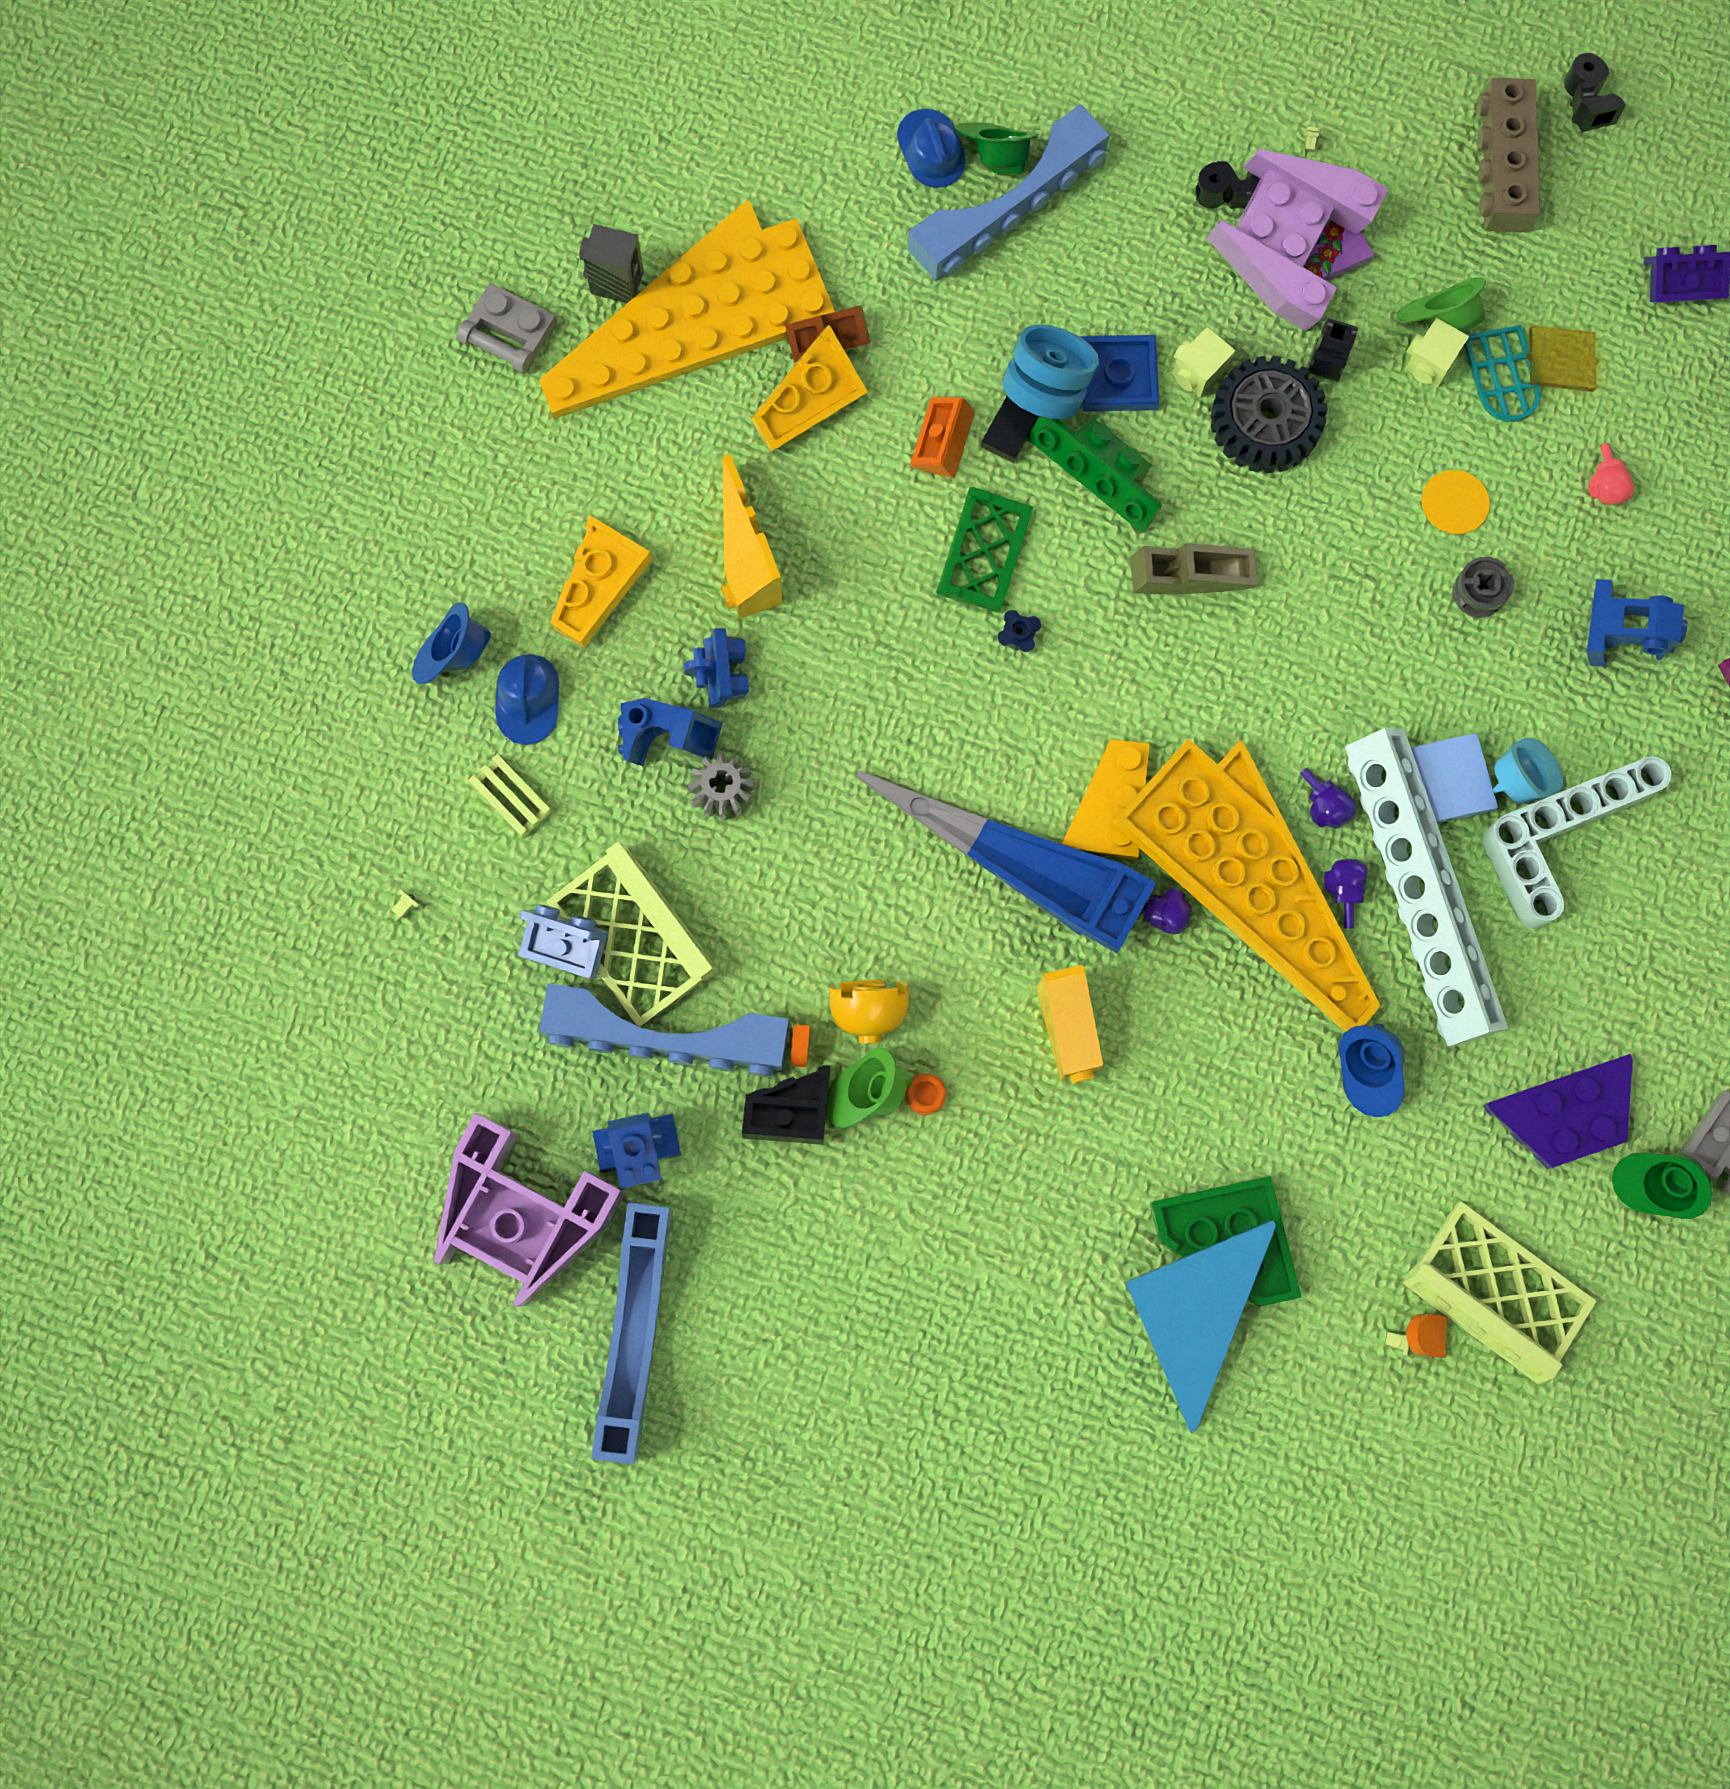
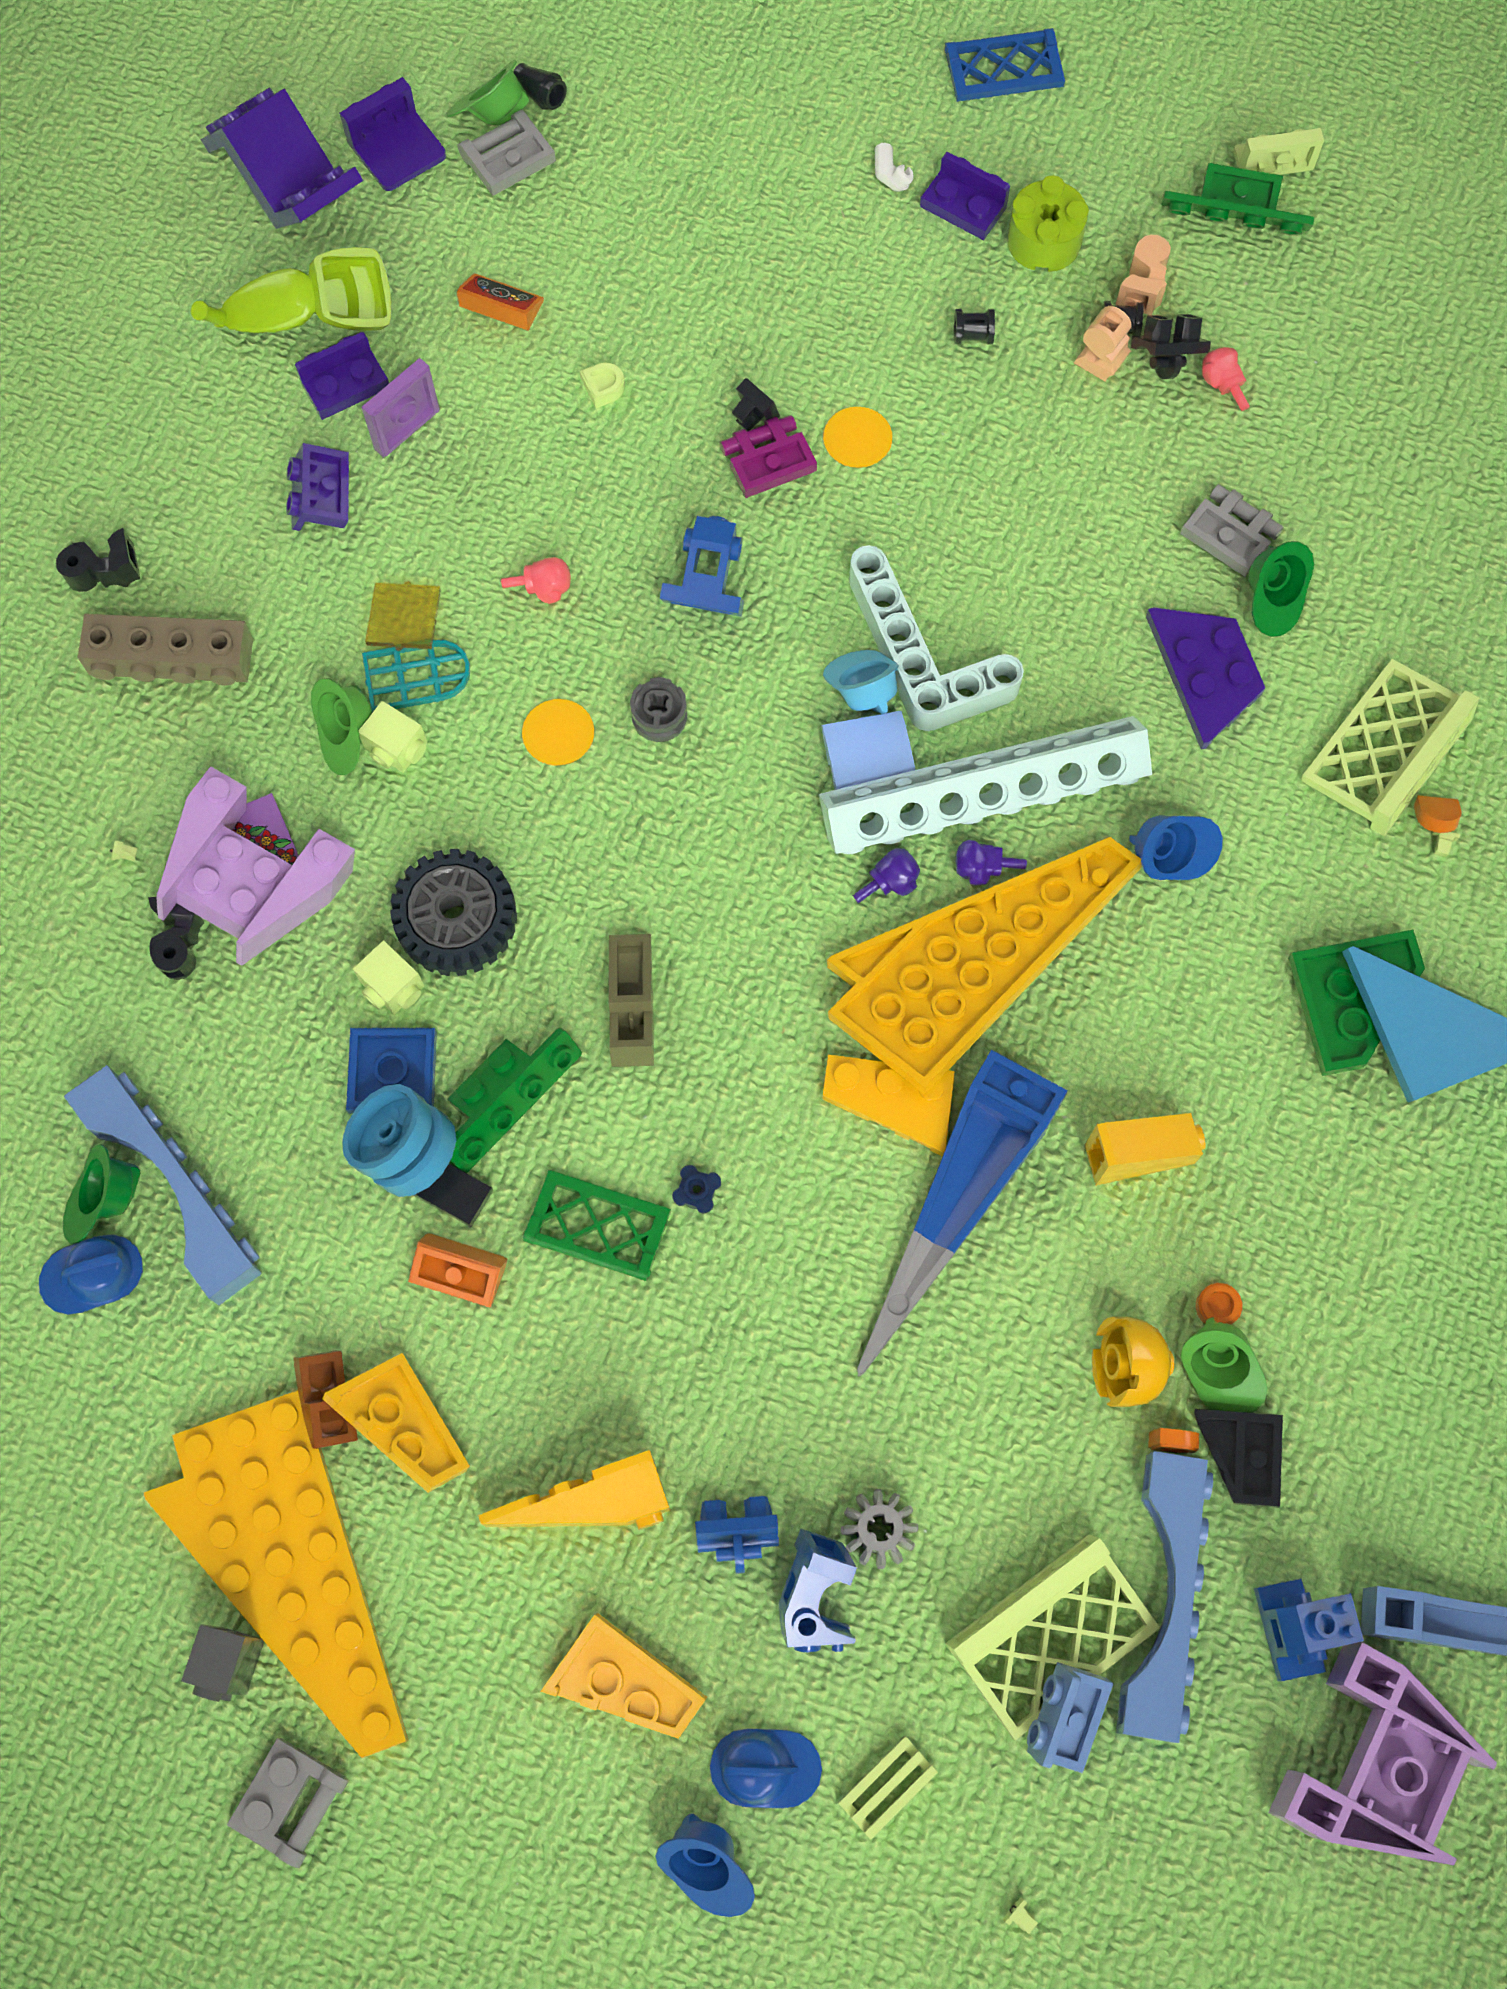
camera: 85 degrees left, 5 degrees down
(1169, 912) = (1015, 1039): dark purple piece -> none
(1332, 349) = (386, 840): black leg -> none

